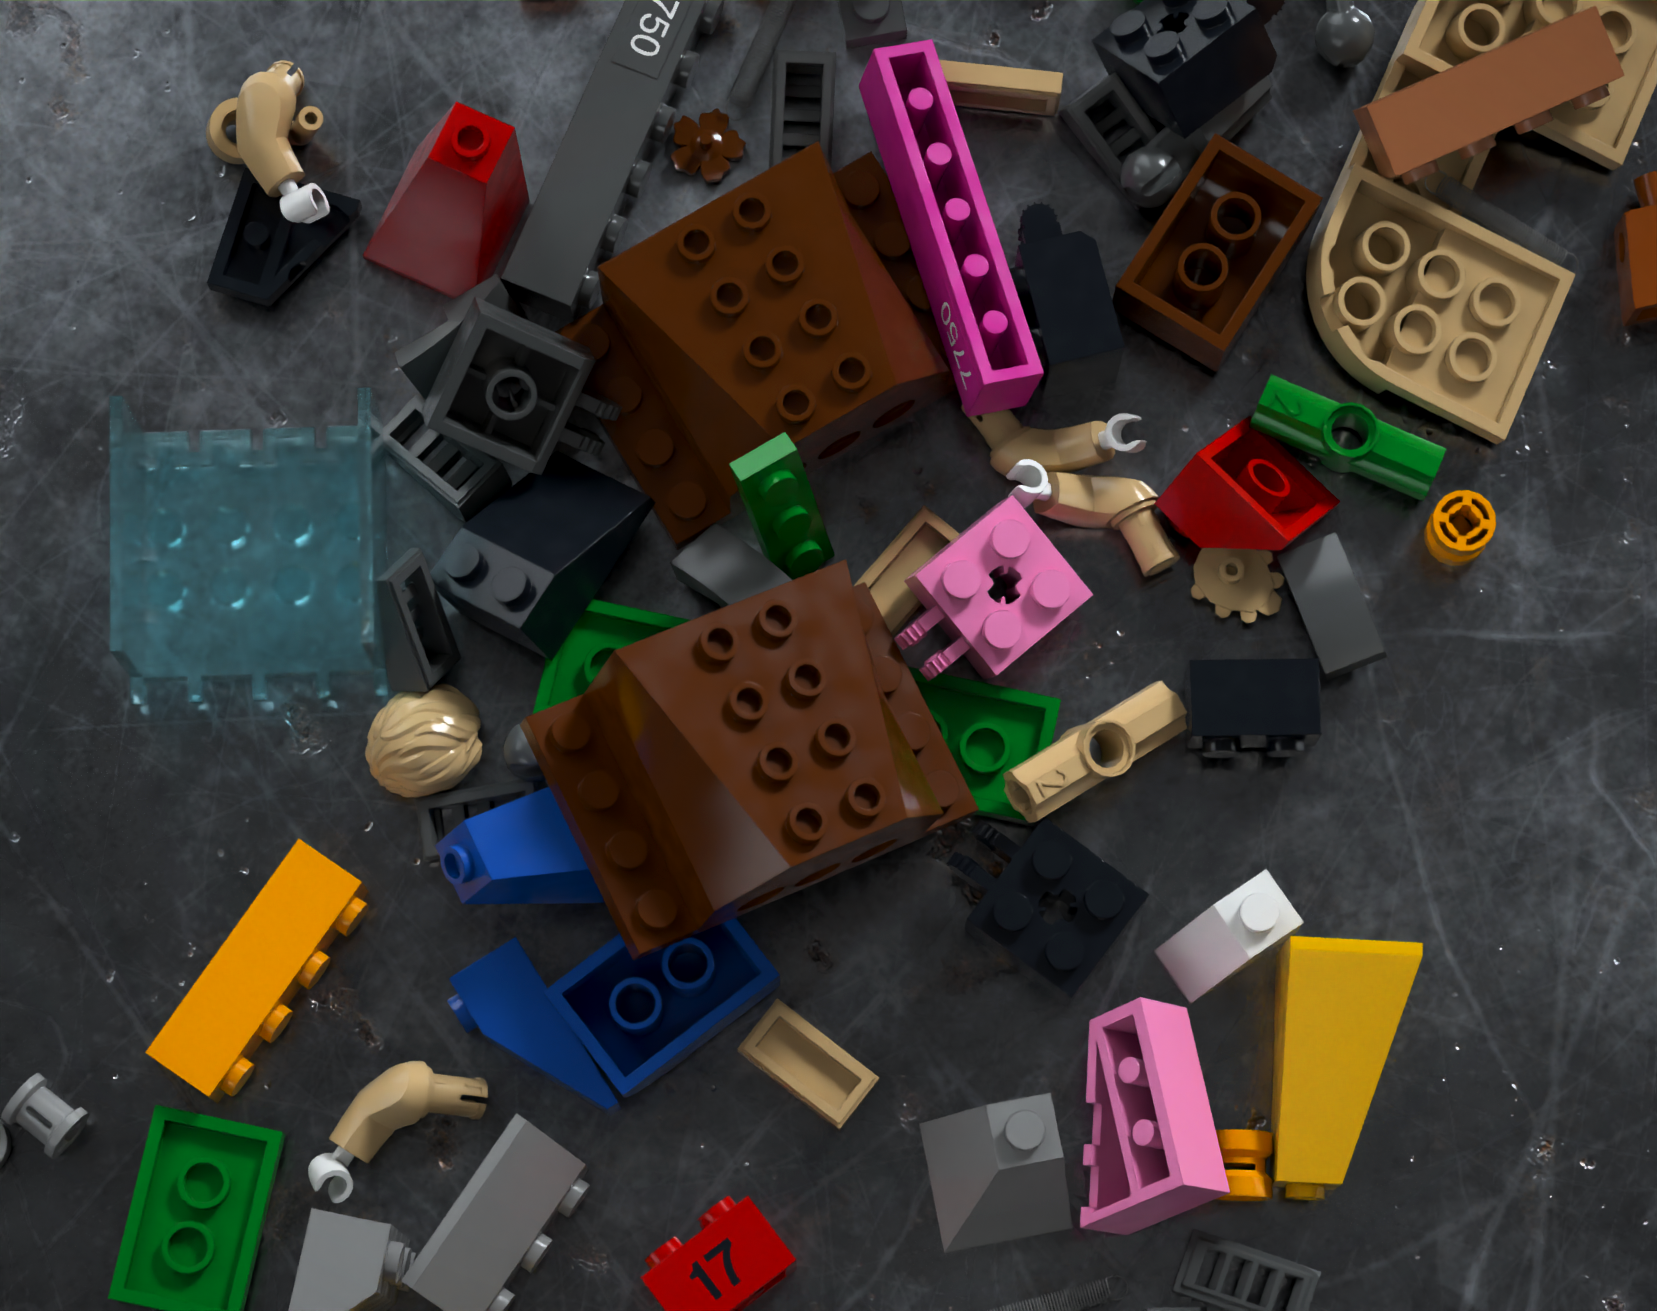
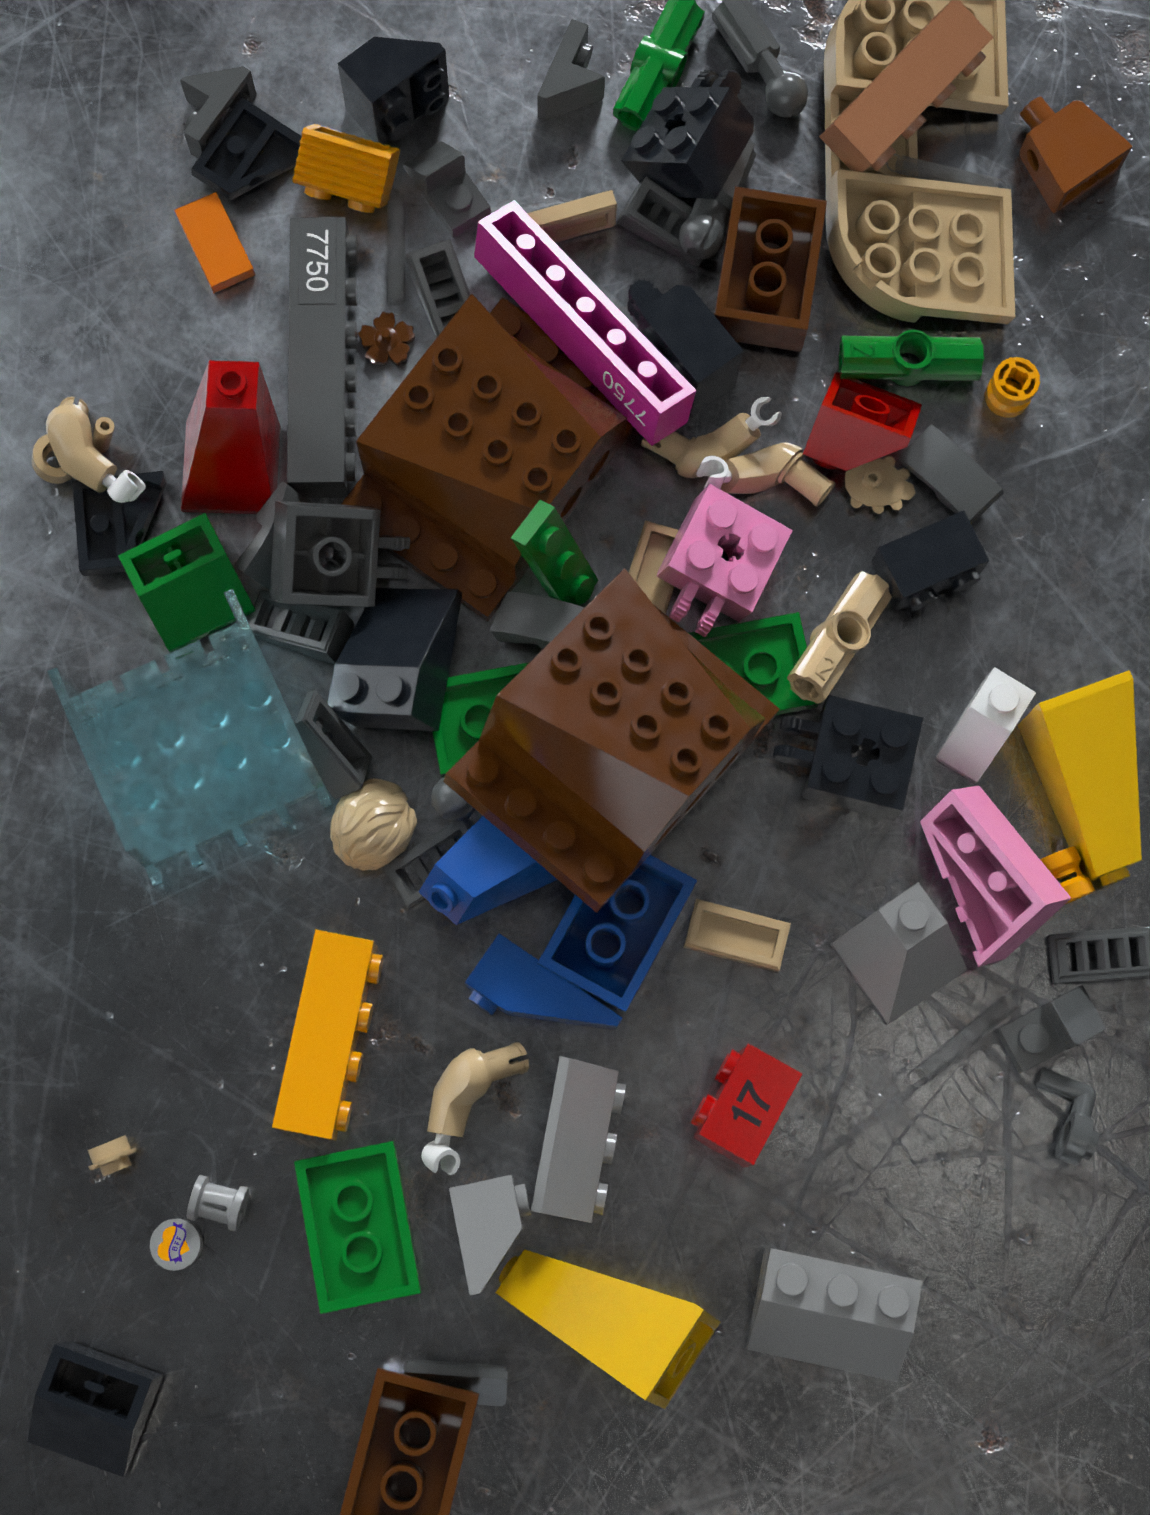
camera: 25 degrees left, 0 degrees up
(324, 345) = (184, 582): none -> green slope

